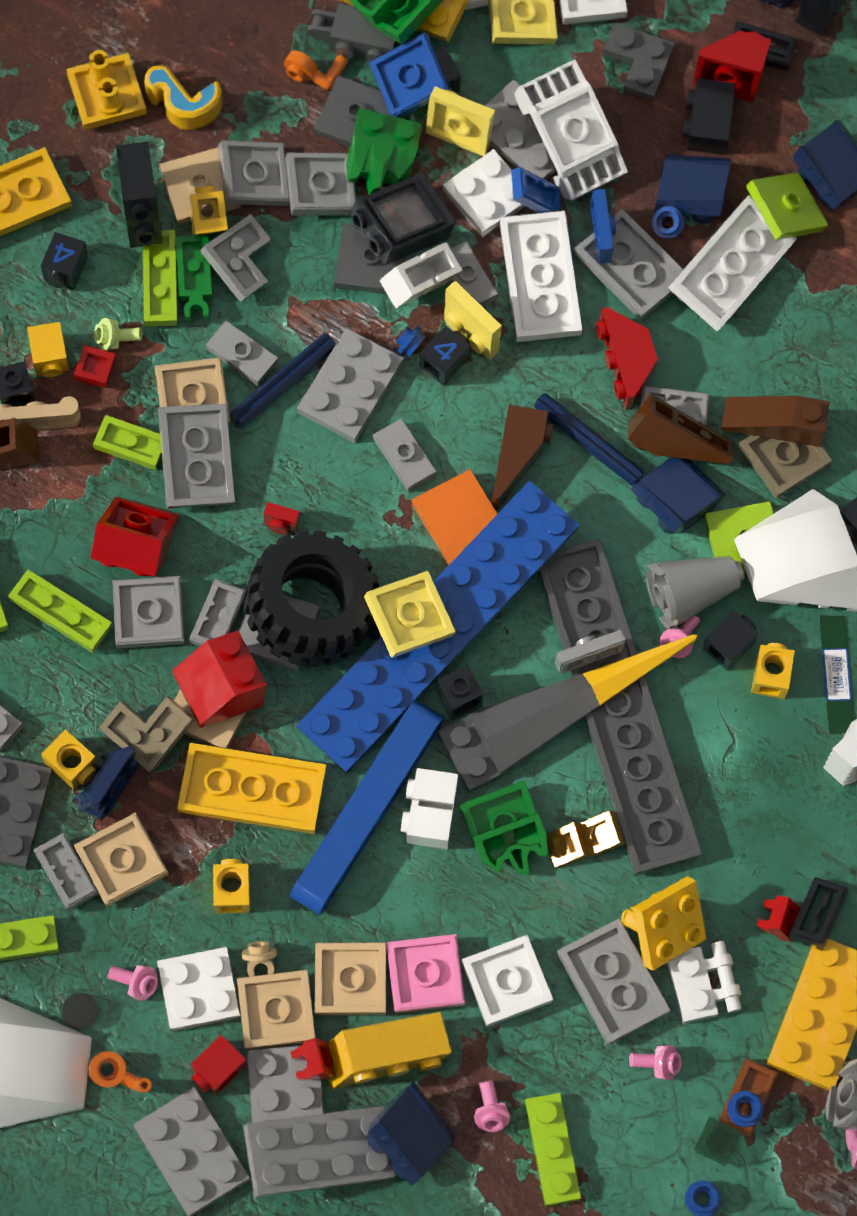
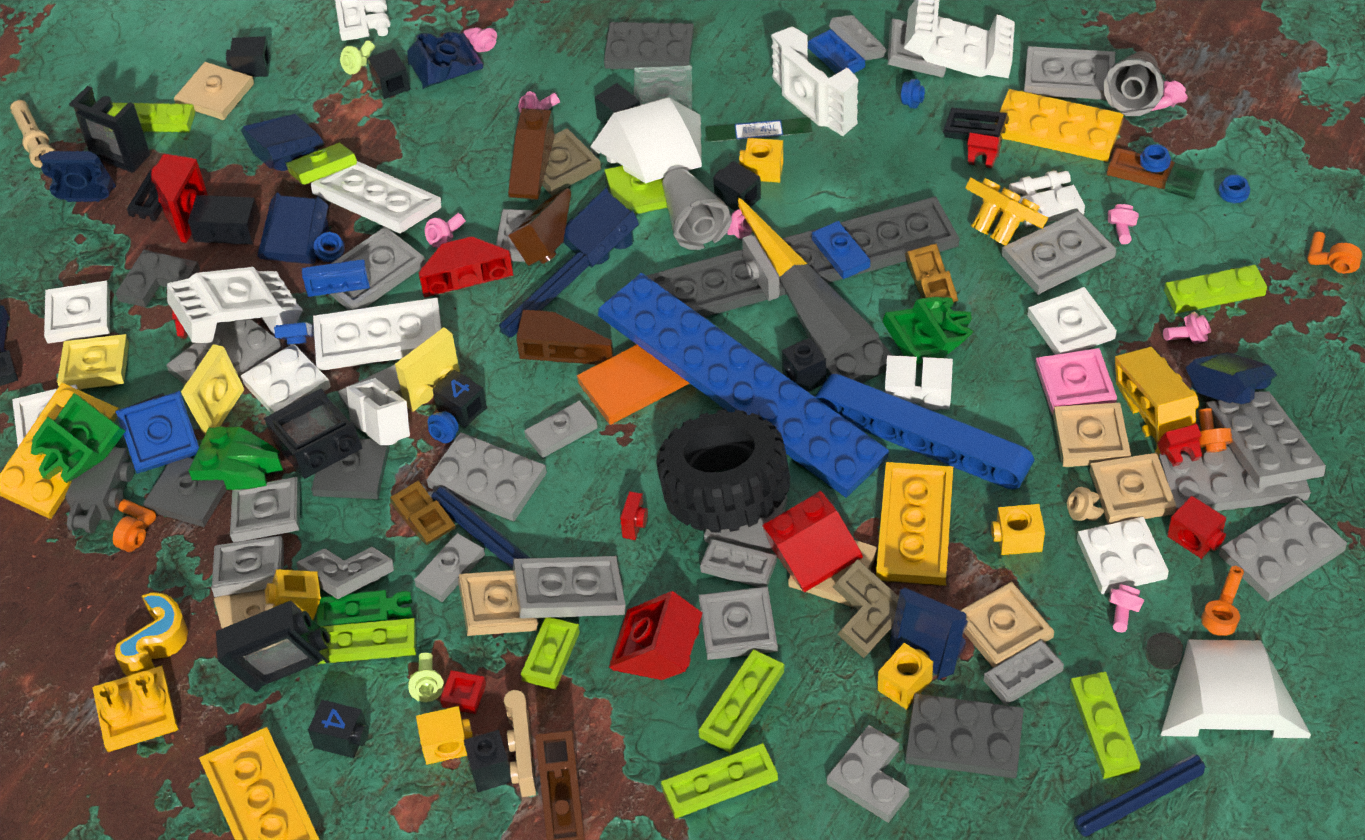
camera: 85 degrees left, 20 degrees down
(302, 329) = (422, 513): none -> pearl gold slope
(318, 1097) = (1213, 439): none -> orange plate
(409, 614) = (740, 383): light yellow plate -> none
(618, 740) = (841, 250): none -> blue plate
(684, 331) = (440, 232): none -> bright pink plate

